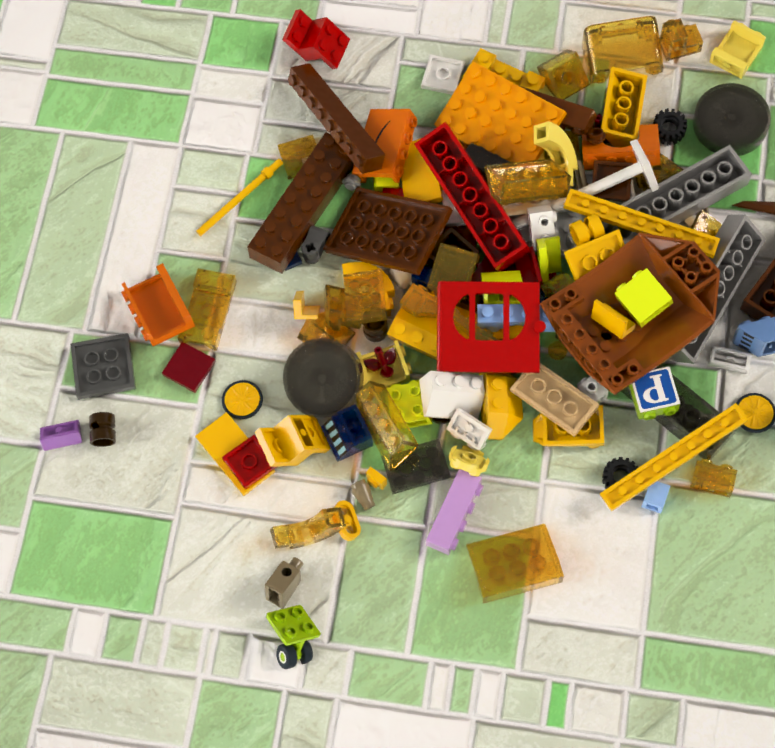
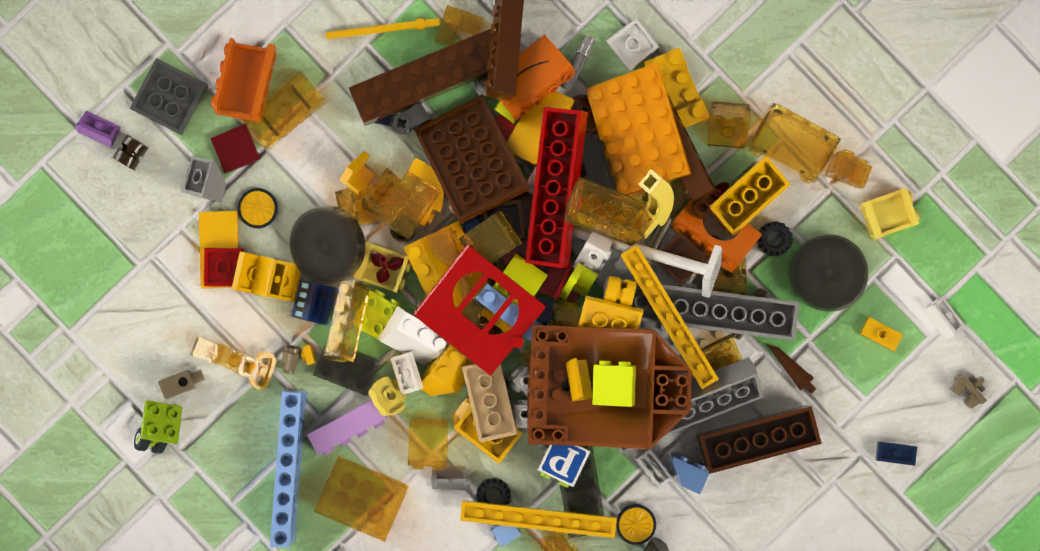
camera: 30 degrees right, 20 degrees up
(181, 406) = (204, 180): none -> light grey slope
(410, 103) = (579, 60): none -> light grey axle
(432, 579) = (288, 468): none -> light blue tile
(533, 473) = (428, 443): none -> clear yellow panel
(567, 367) = (519, 380): none -> white brick
(575, 491) = (450, 479): none -> light grey hinge

